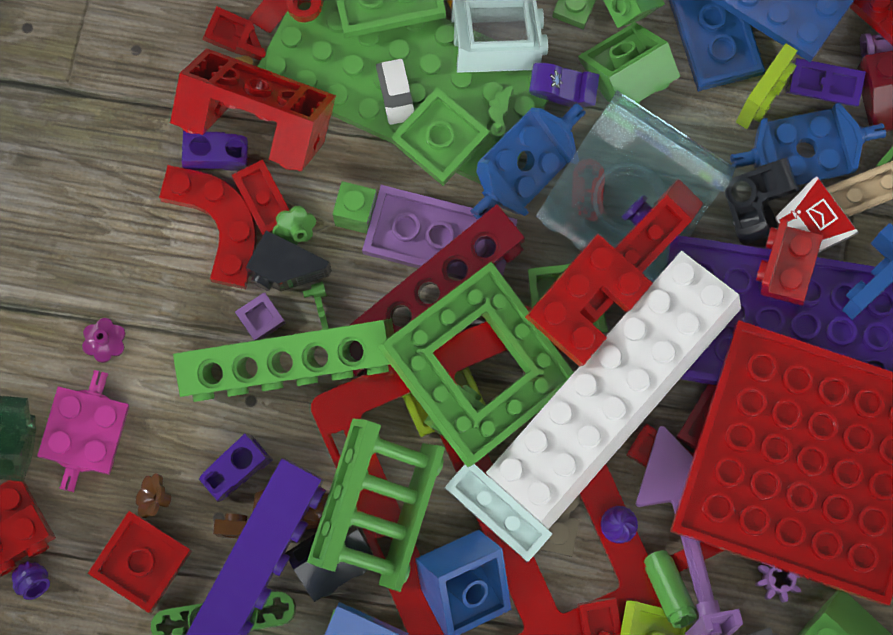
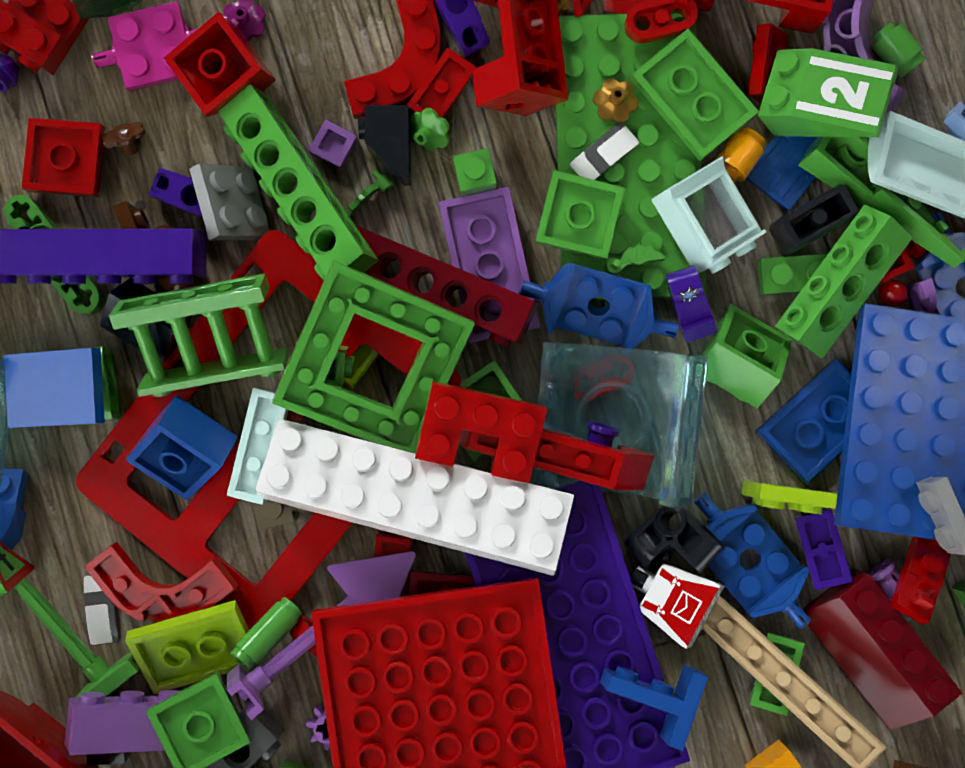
camera: 60 degrees right, 10 degrees up
(139, 376) = (217, 64): none -> red slope
(267, 426) = (229, 202): none -> light grey plate
(356, 65) = (615, 107): none -> pearl gold plant
(619, 524) = (303, 559): dark purple plate -> none
(790, 263) = (622, 600): red bracket -> none

